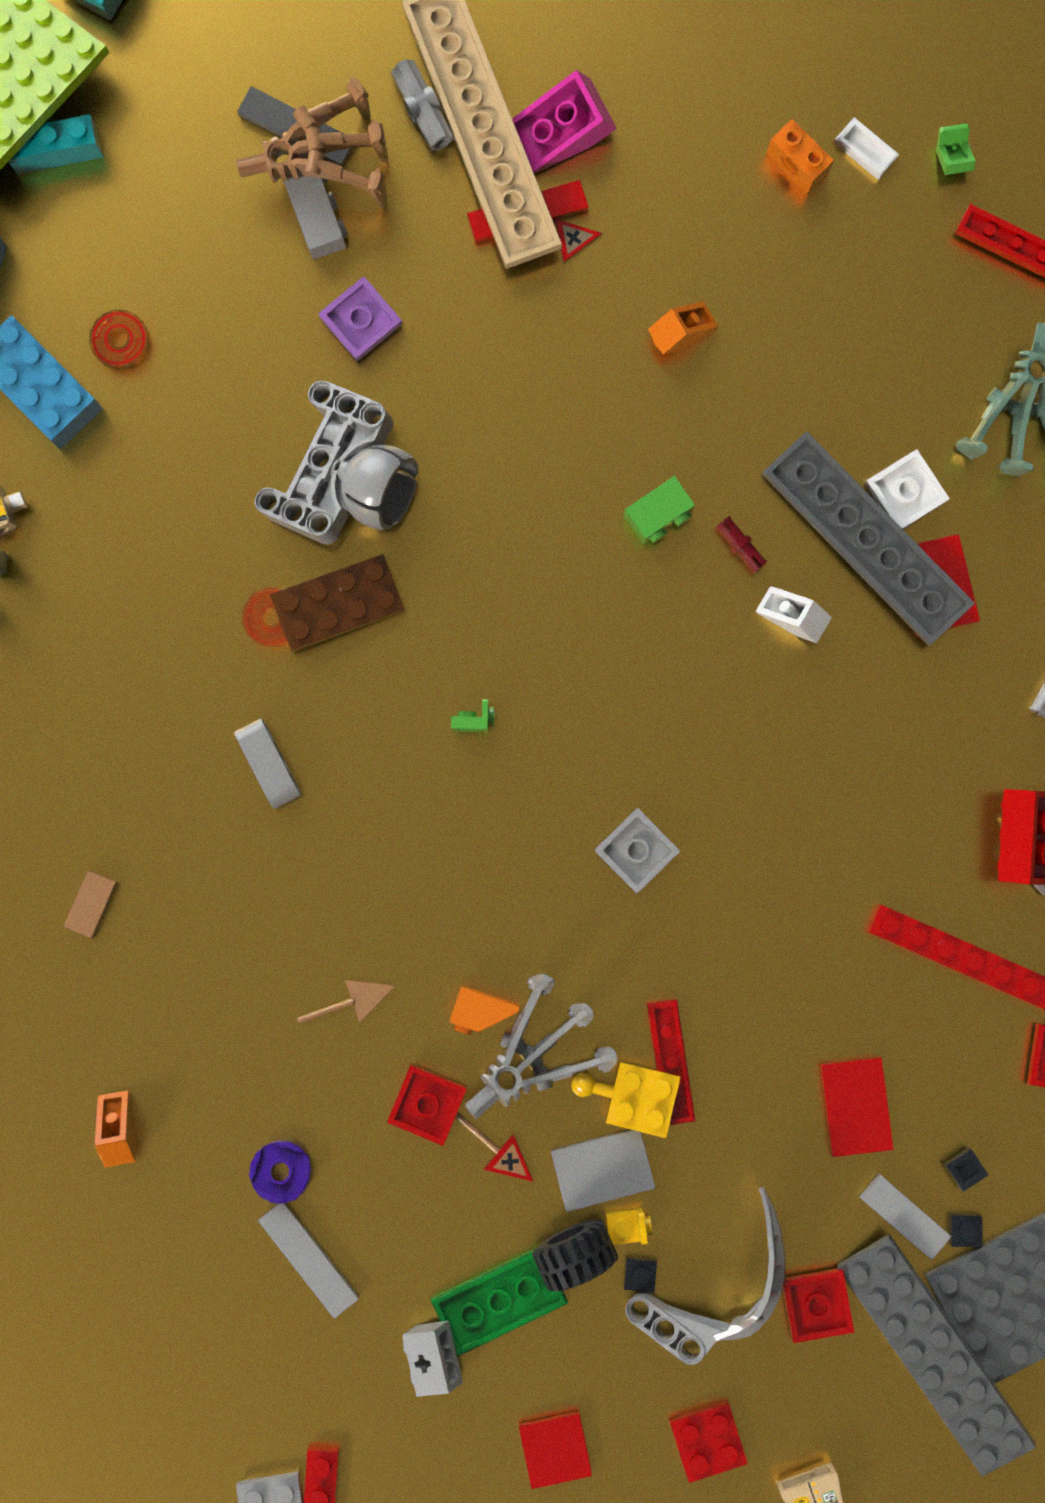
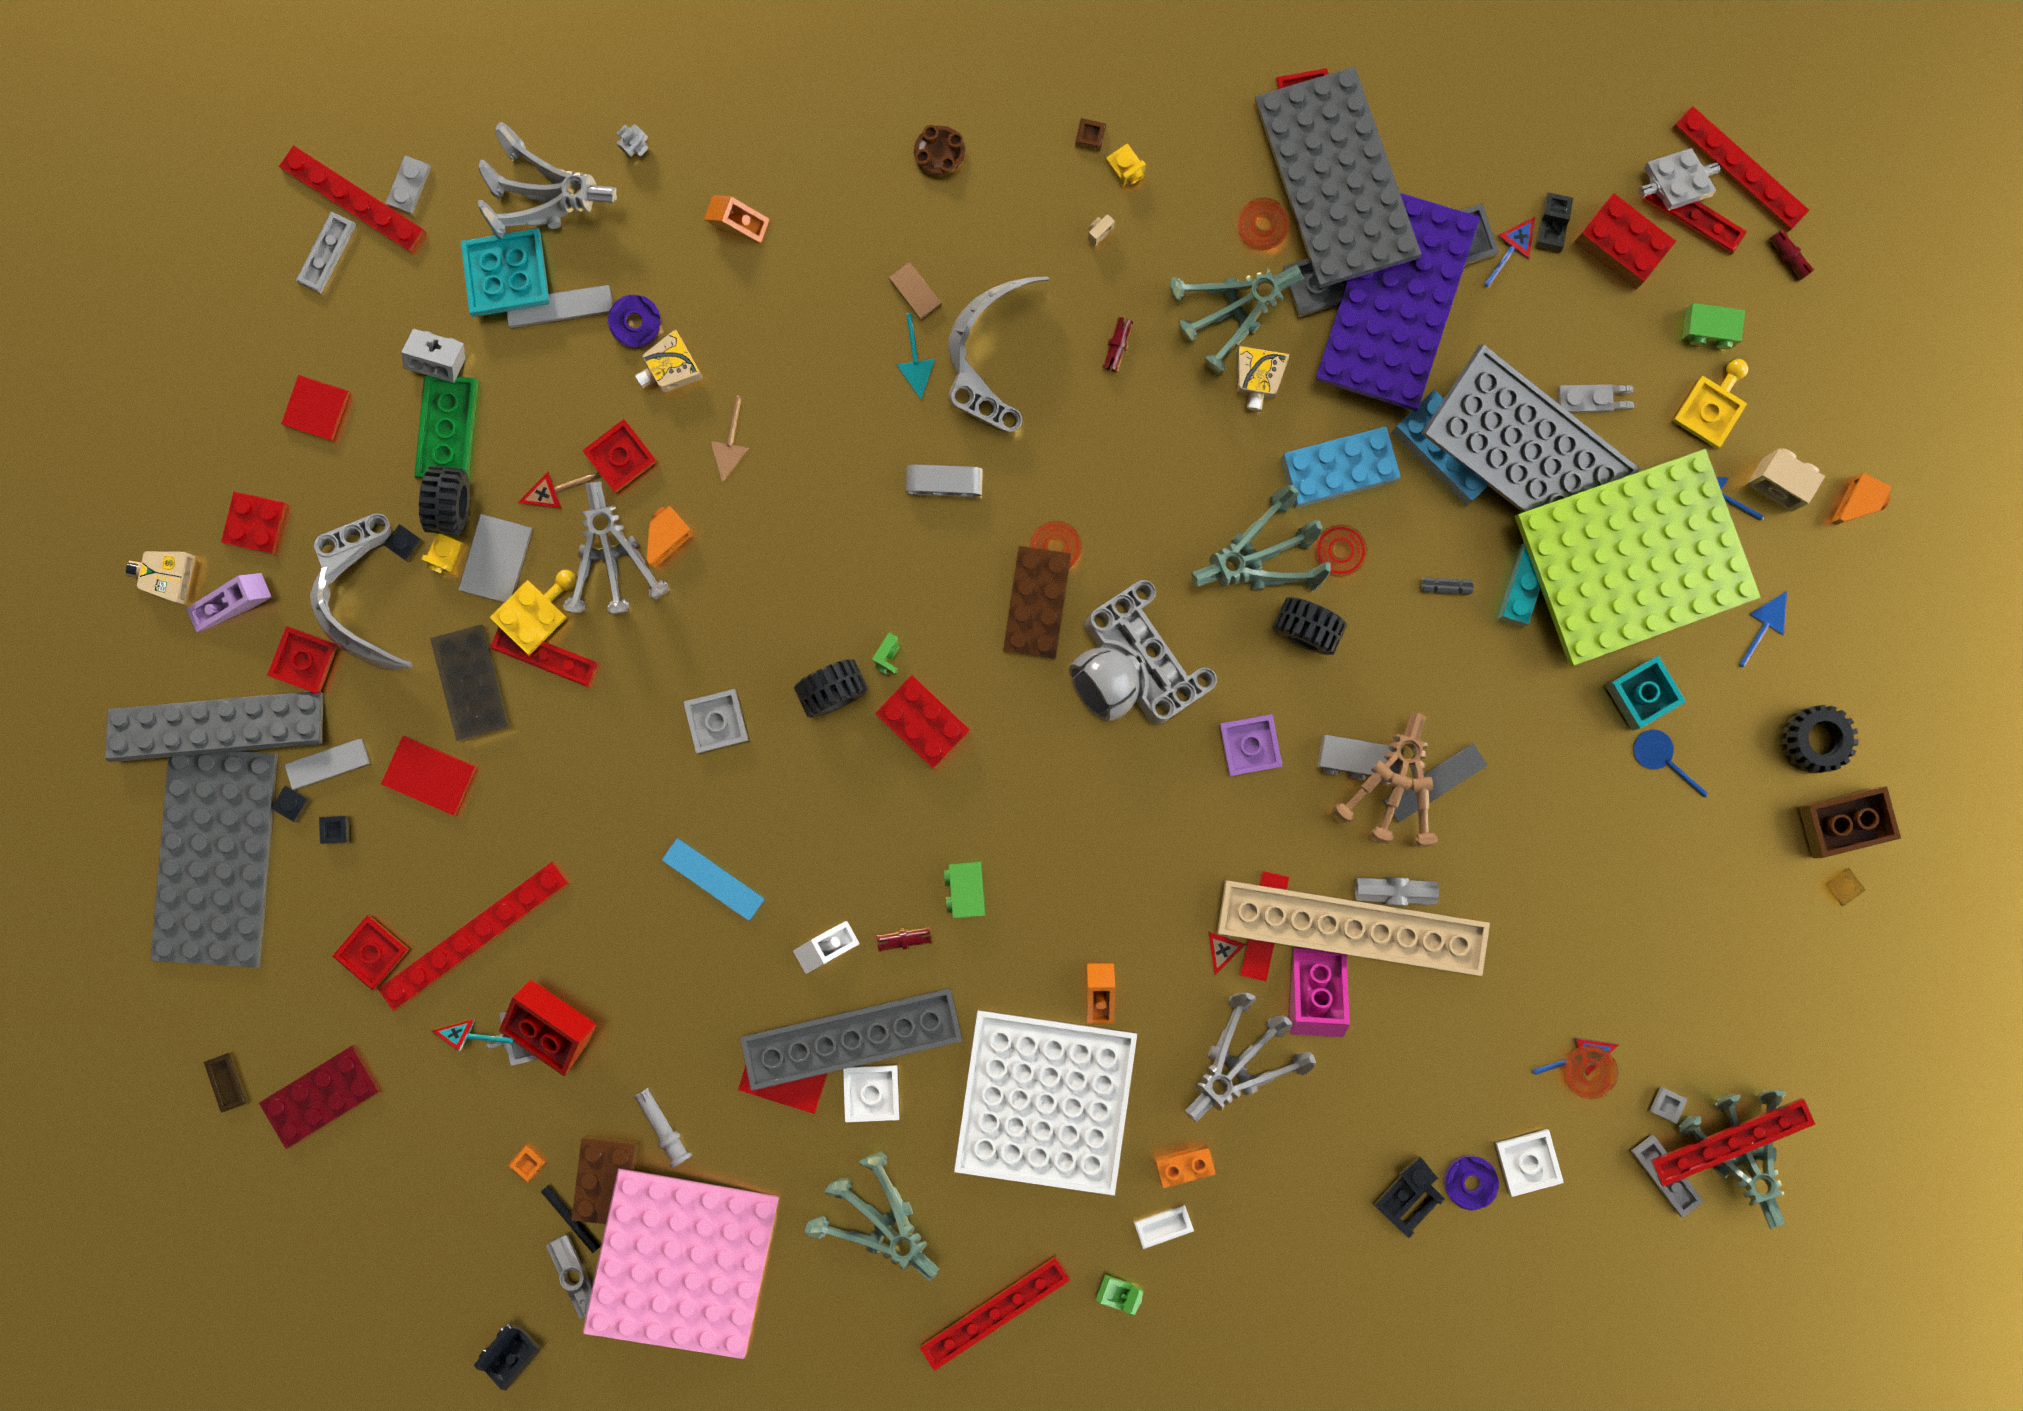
camera: 120 degrees right, 0 degrees up
(33, 670) = (1117, 345): none -> dark red pin
(93, 1285) = (632, 140): none -> light grey gear
(96, 219) = (1447, 585): none -> dark grey axle
(151, 798) = (966, 377): none -> light grey piece
(172, 856) = (916, 372): none -> teal piece
(178, 420) = (1306, 536): none -> sand green piece
(195, 1329) = (558, 196): none -> light grey piece
(210, 320) = (1309, 626): none -> black tyre
(305, 1109) = (669, 365): none -> torso
(305, 1336) = (505, 272): none -> teal plate
(520, 645) = (922, 722): none -> red brick
(540, 751) = (830, 688): none -> black tyre
(683, 164) = (1277, 1026): none -> light grey piece
(741, 1120) = (470, 682): none -> clear smoke plate
(792, 763) = (713, 879): none -> dark azure tile
(802, 1418) = (229, 601): none -> lavender slope
(817, 321) = (1045, 1102): none -> white plate

